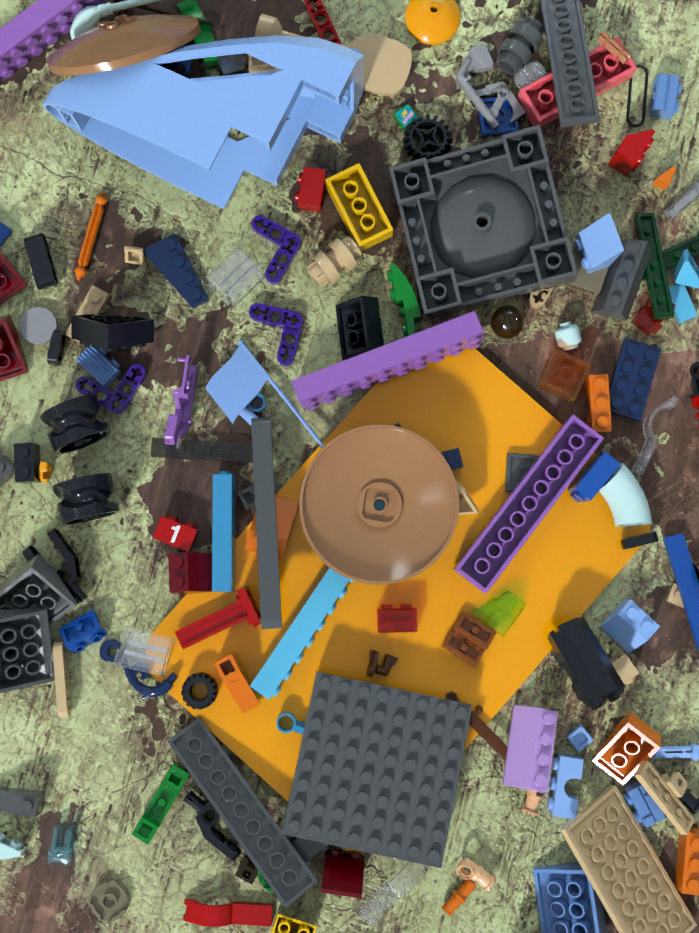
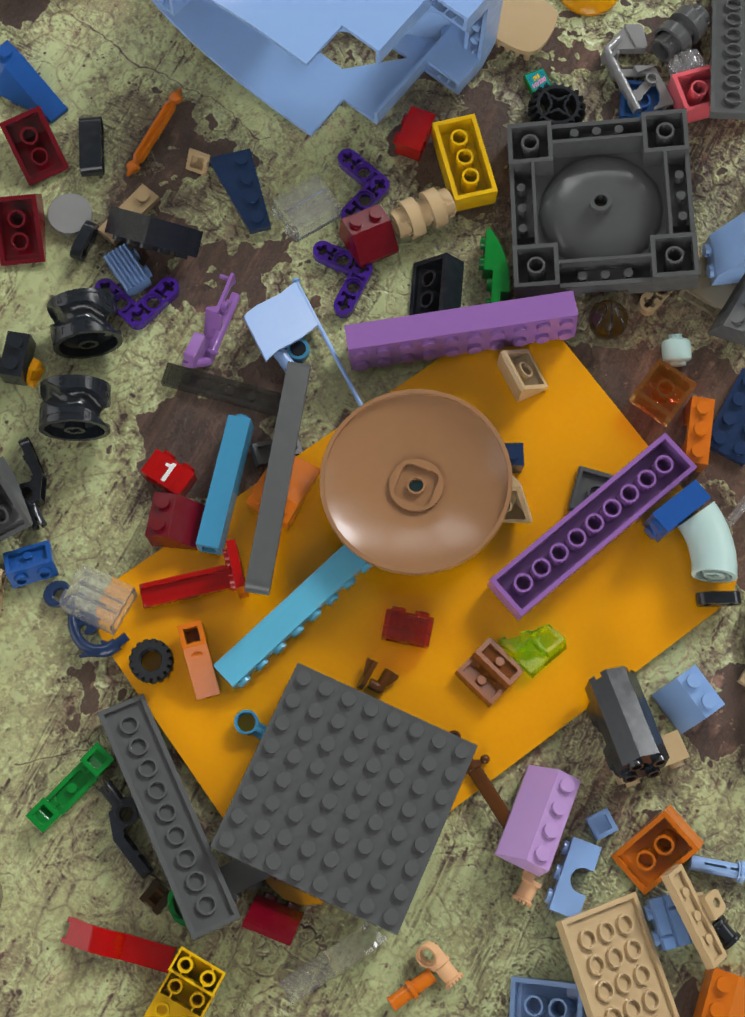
camera: 10 degrees right, 10 degrees down
(293, 292) = (368, 235): none -> dark red slope
(445, 384) = (521, 373): none -> tan slope

